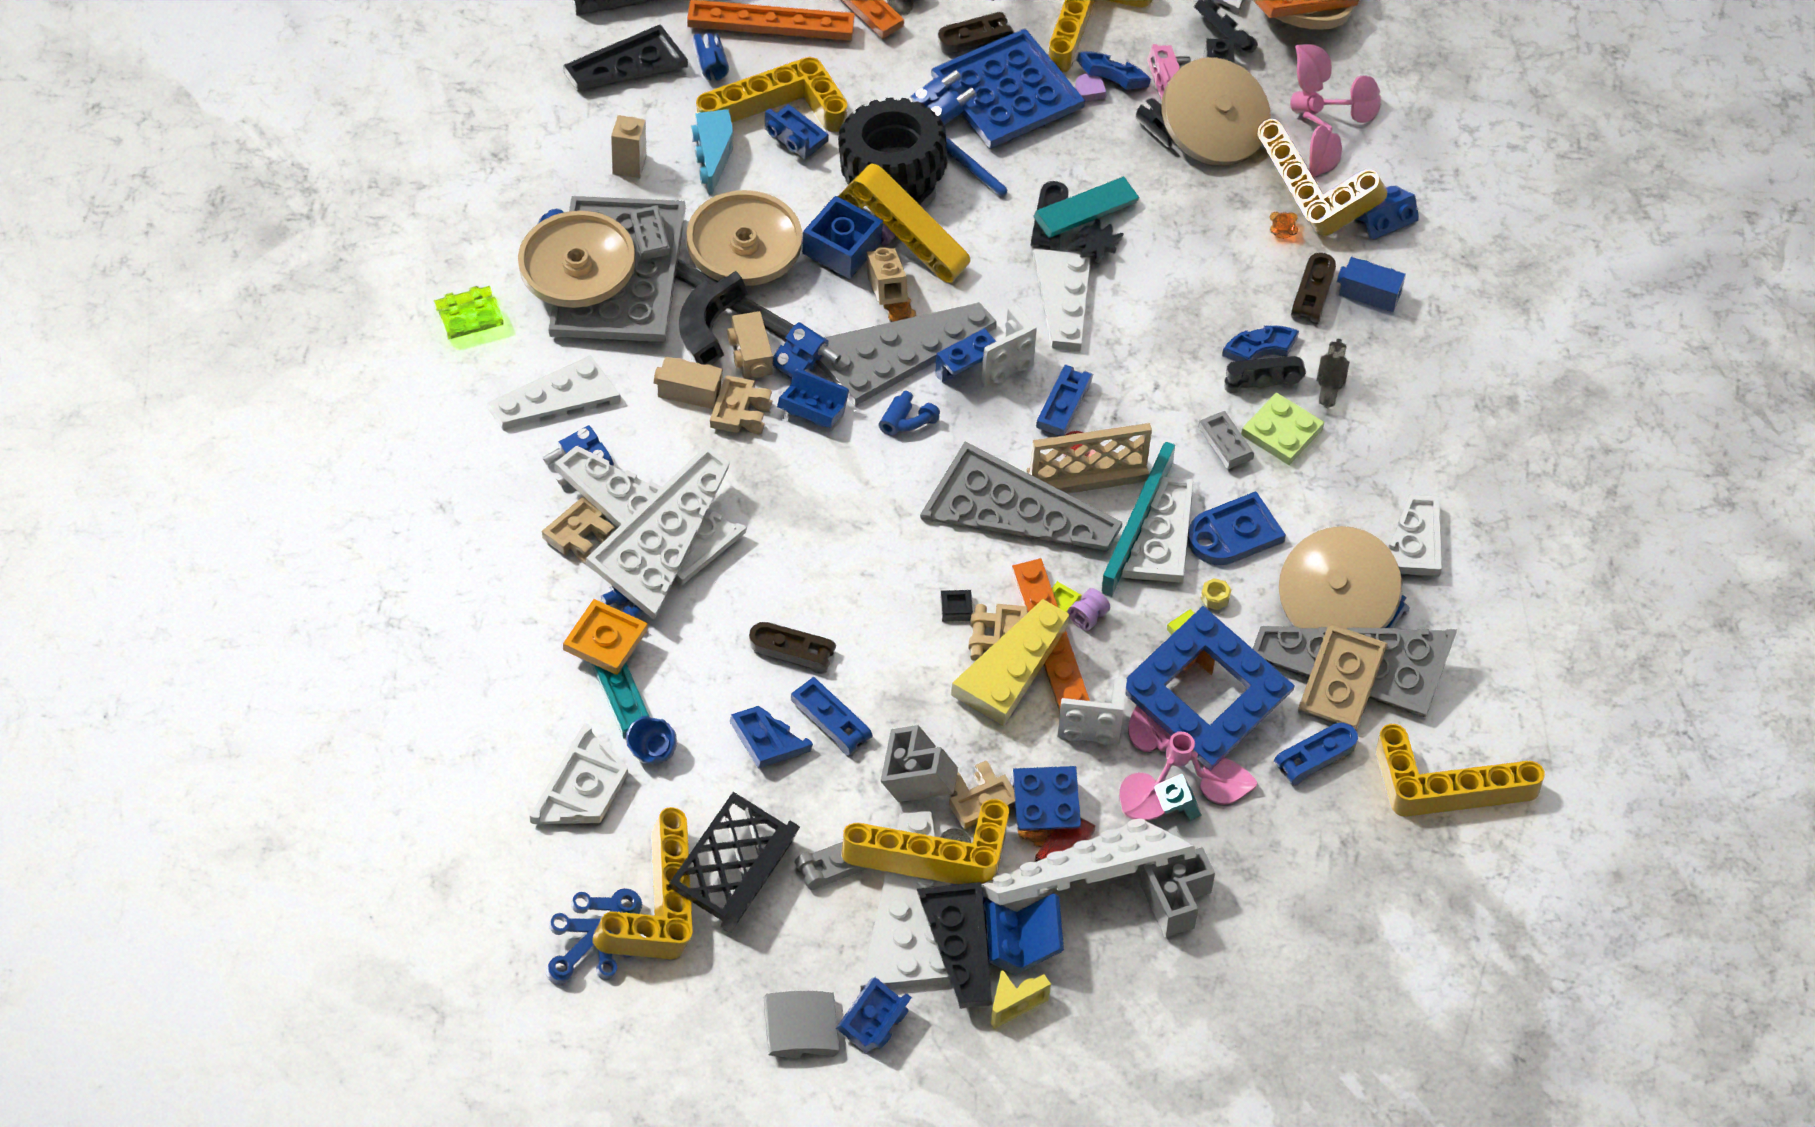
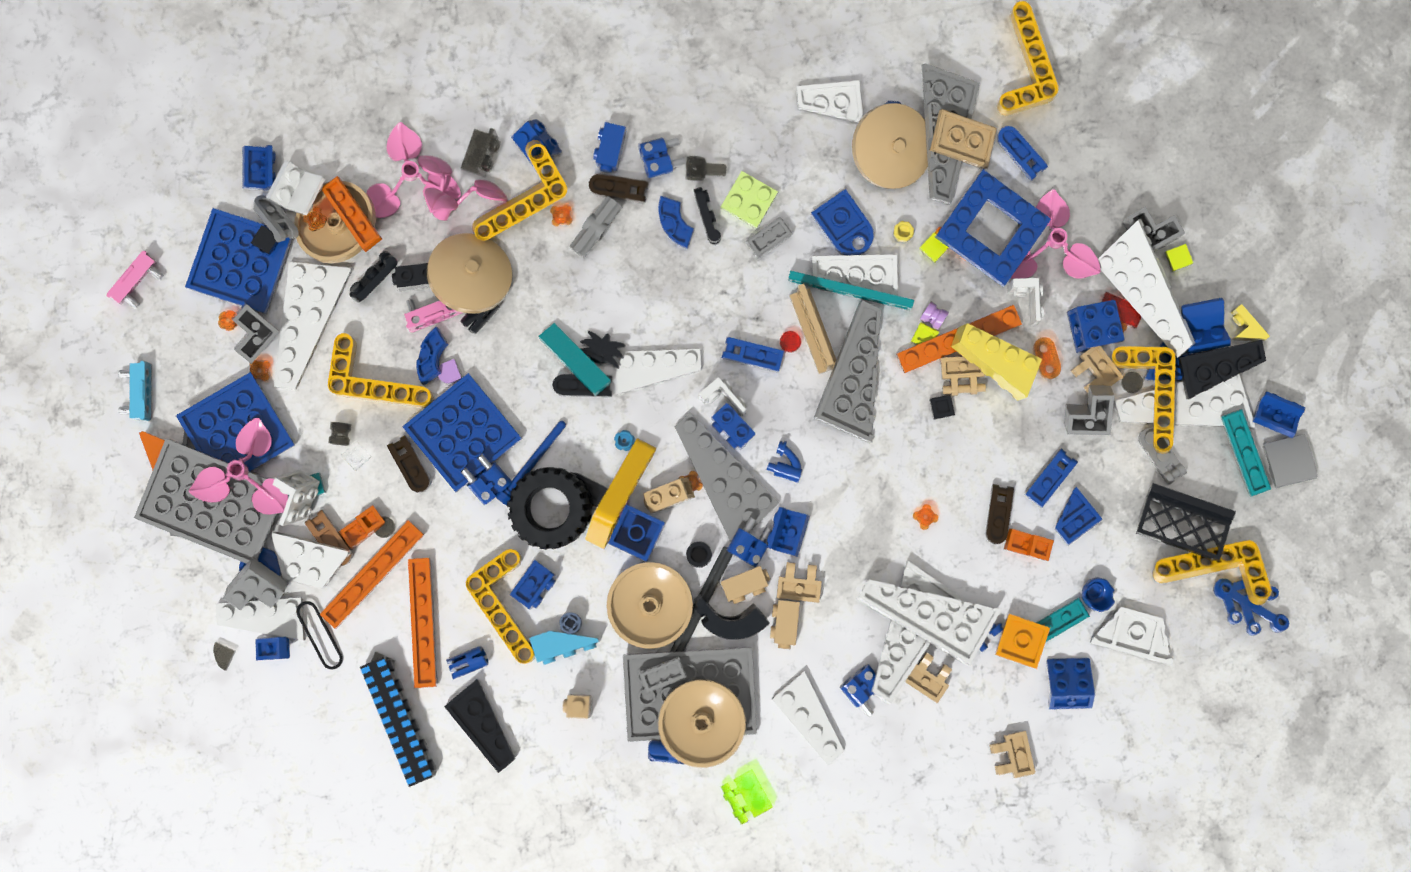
camera: 90 degrees left, 30 degrees up
(447, 616) = (1018, 754): none -> tan plate
(532, 688) = (1070, 683): none -> blue bracket
(738, 160) = (573, 624): none -> sand blue wheel
(741, 676) = (1028, 544): none -> orange slope
(801, 300) = (699, 554): none -> black piece
(803, 554) = (919, 516): none -> clear orange plate
(824, 965) = (1245, 452): none -> teal tile
(972, 246) = (624, 434): none -> dark azure plate
(1006, 735) = (1048, 358): none -> clear orange plate
(1134, 930) = (1179, 257): none -> neon yellow tile
(1178, 795) = (1080, 238): bracket -> none
(1263, 255) = (595, 226): none -> light grey piece
(1354, 330) = (656, 158): none -> blue piece
(1377, 149) = (480, 152): none -> clear smoke bracket
(1395, 79) = (405, 145): none -> bright pink plant

